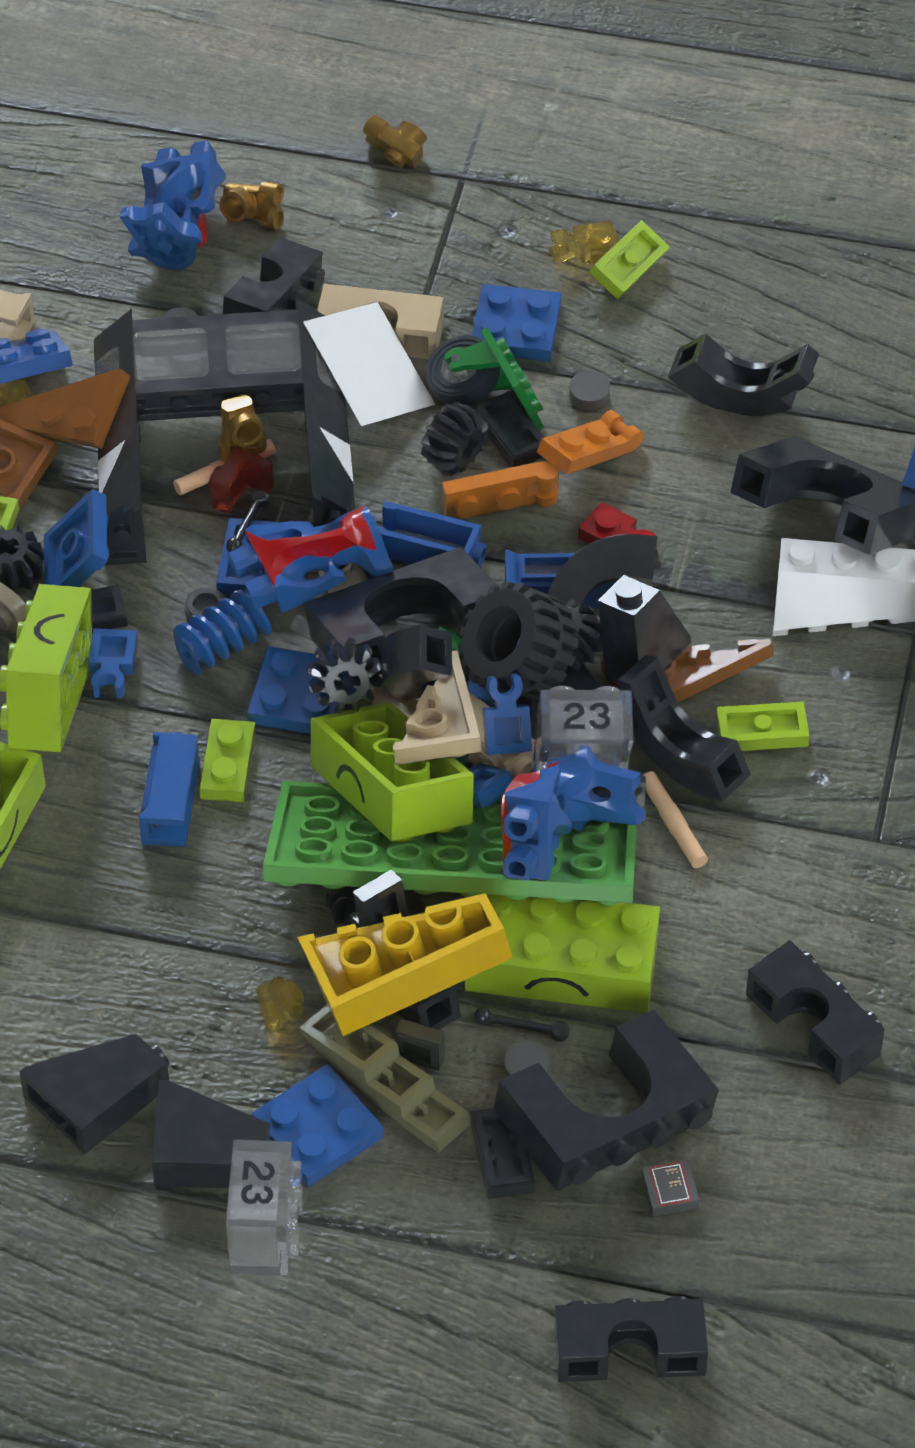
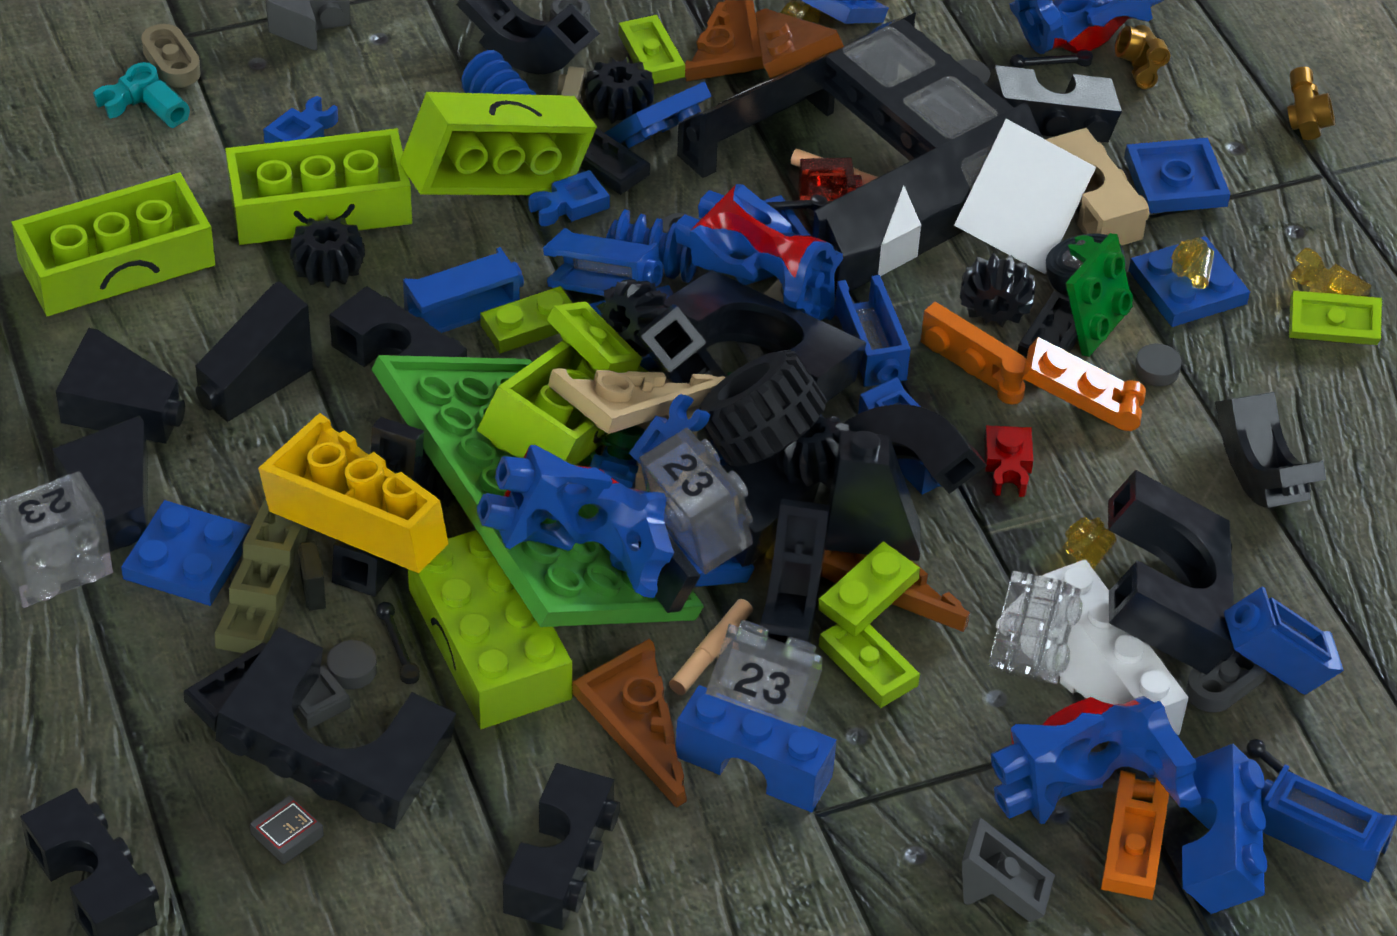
camera: 55 degrees right, 5 degrees down
(41, 859) = (327, 251): none -> black gear
(143, 963) = (257, 355): none -> black slope
(214, 244) = (1083, 58): none -> black hinge
(227, 675) = (599, 262): none -> blue window
(229, 847) = (377, 326): none -> black arch
(240, 428) = (870, 146): pearl gold plate -> none
(352, 712) = (593, 338): none -> lime plate
(403, 260) = (1177, 175): none -> blue plate
(519, 304) = (1194, 261): none -> clear yellow plate
(708, 685) = (869, 588): none -> lime plate
(711, 900) = (631, 707): none -> dark orange wing
(737, 533) = (1089, 540): none -> clear yellow plate
(760, 789) = (766, 673): none -> clear brick
(776, 852) = (792, 758): none -> blue arch
(825, 604) = (1036, 627): none -> clear brick

